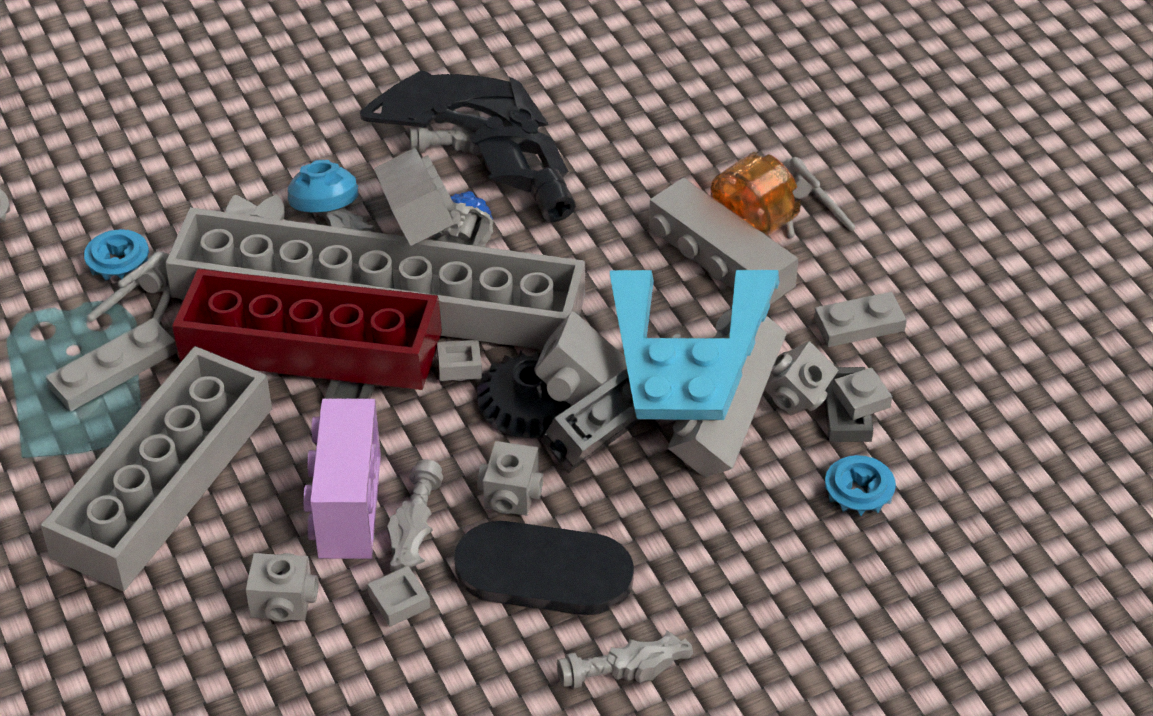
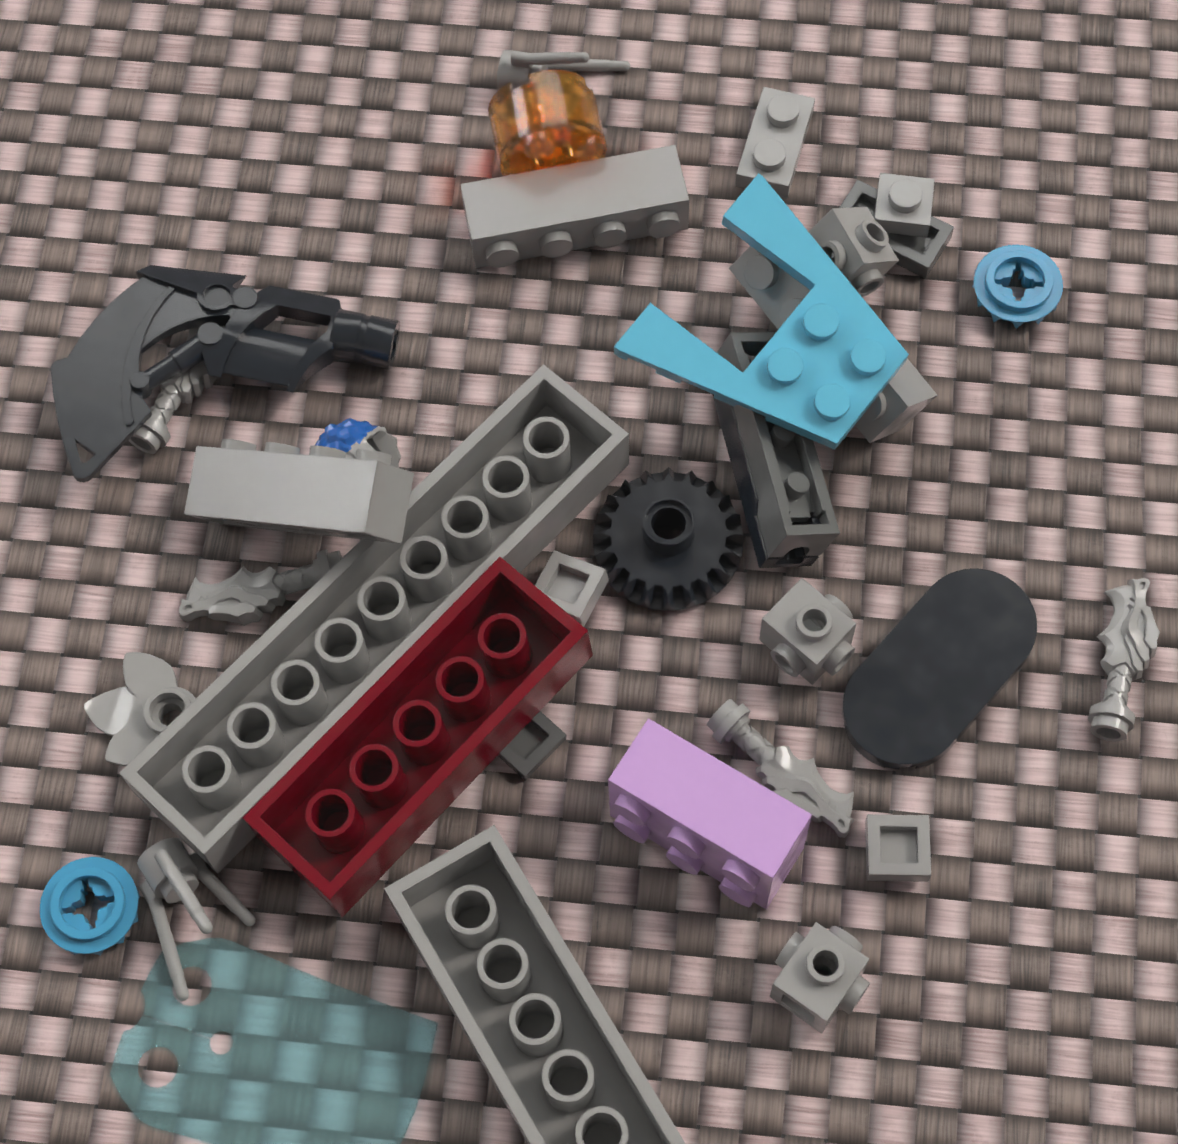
camera: 55 degrees left, 20 degrees up
(111, 364) = (292, 1006): light grey plate -> none
(322, 187) = (174, 604): dark azure piece -> none
(577, 360) = (693, 463): light grey torso -> none

